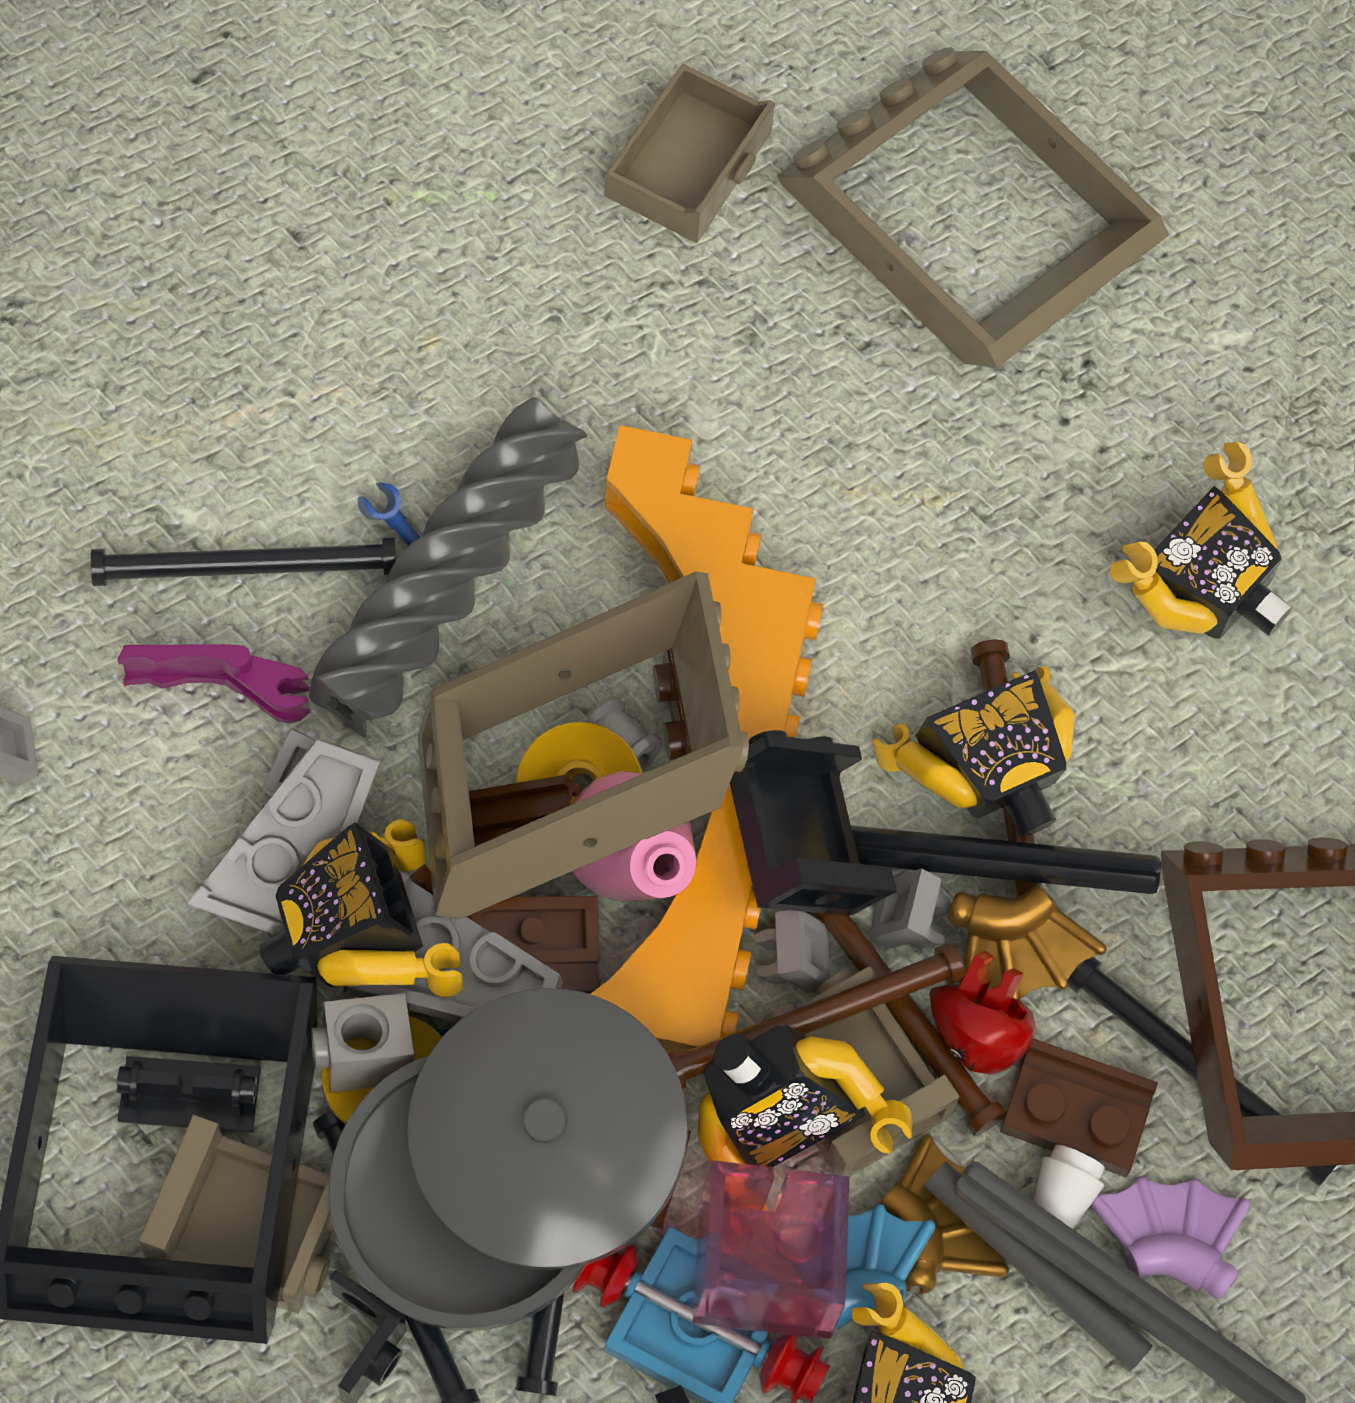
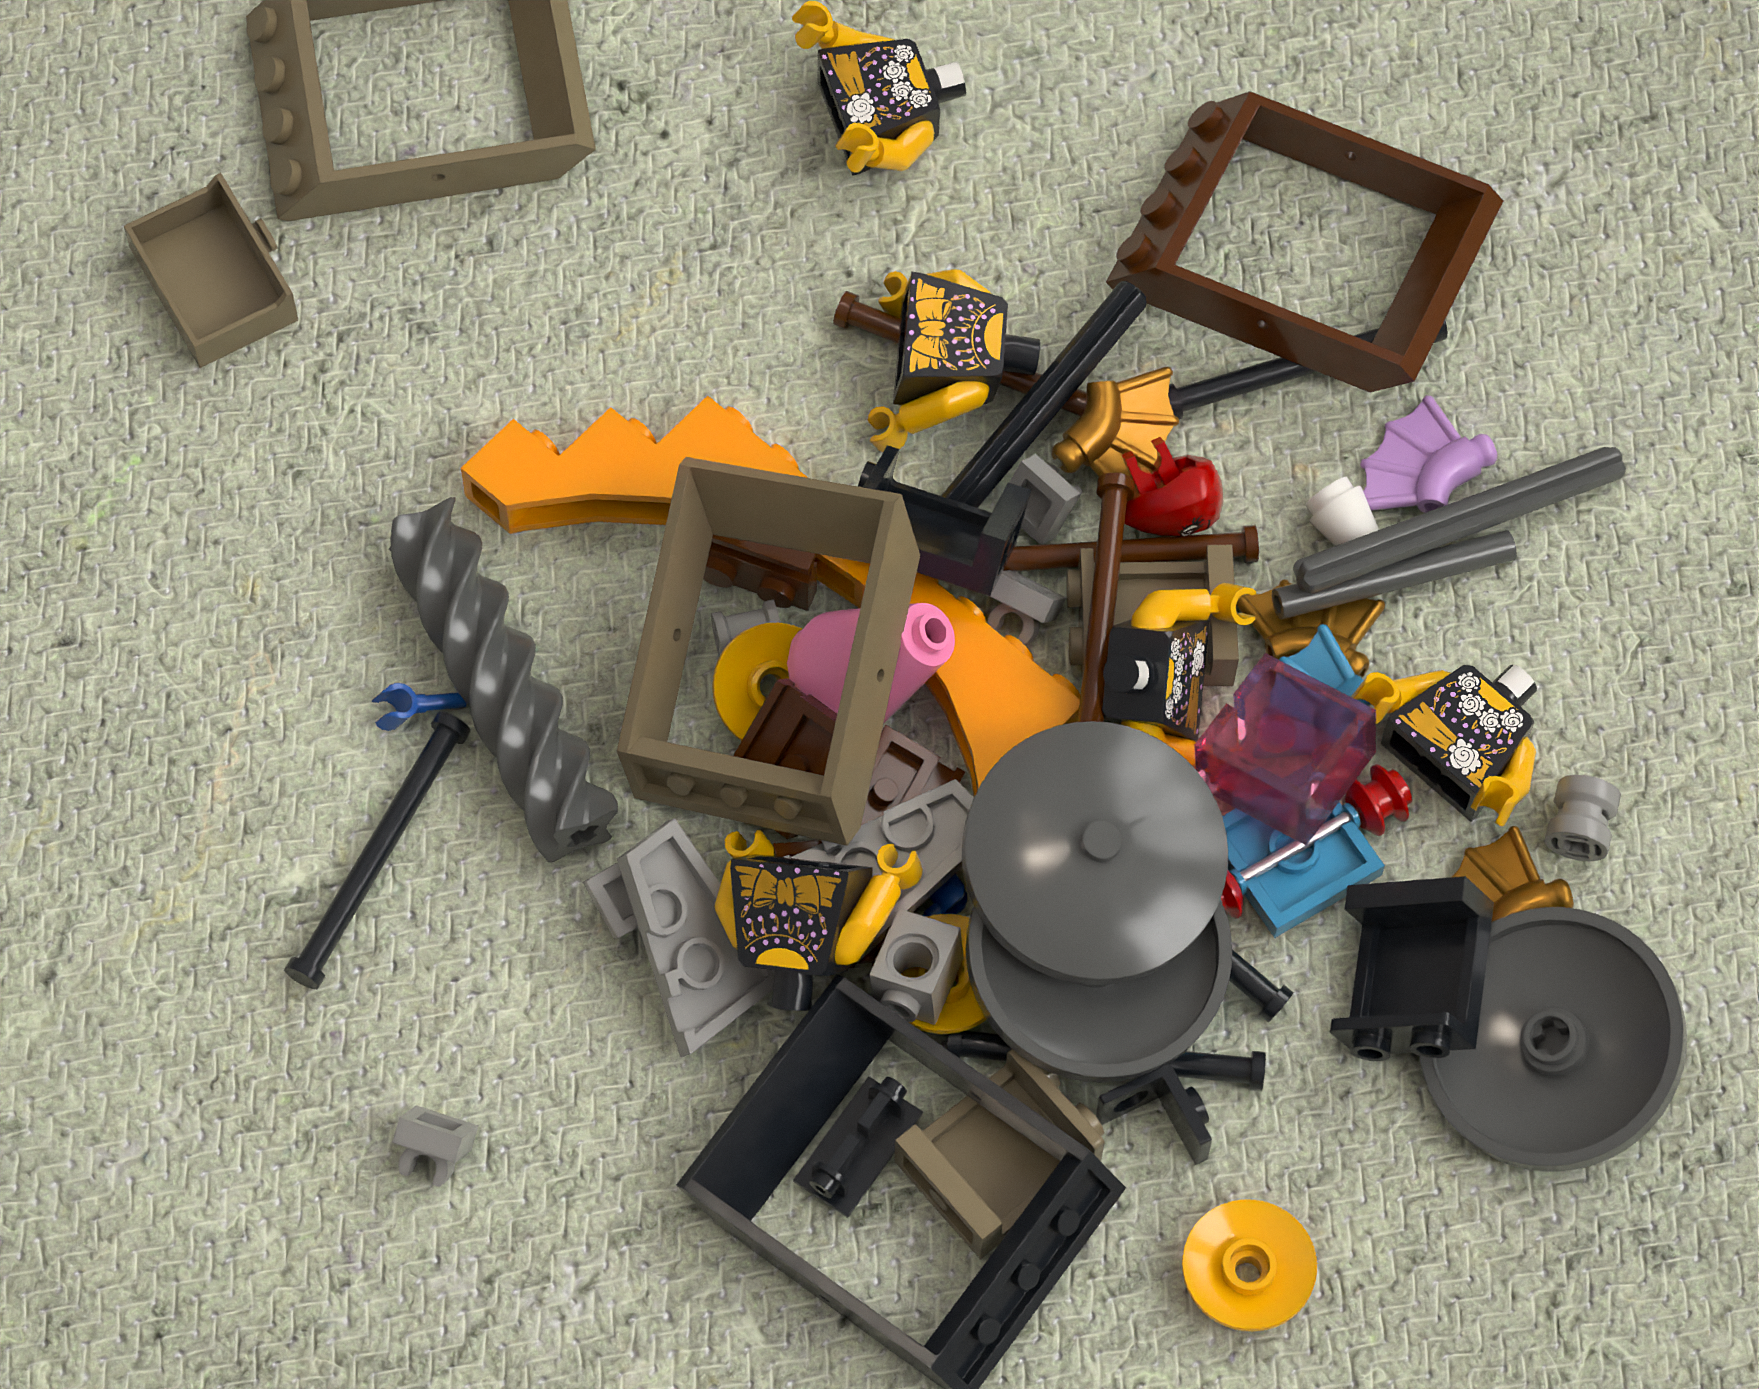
camera: 55 degrees left, 0 degrees up
(223, 664) = (485, 906): magenta arm -> none
(1079, 1106) = (1280, 470): reddish brown plate -> none

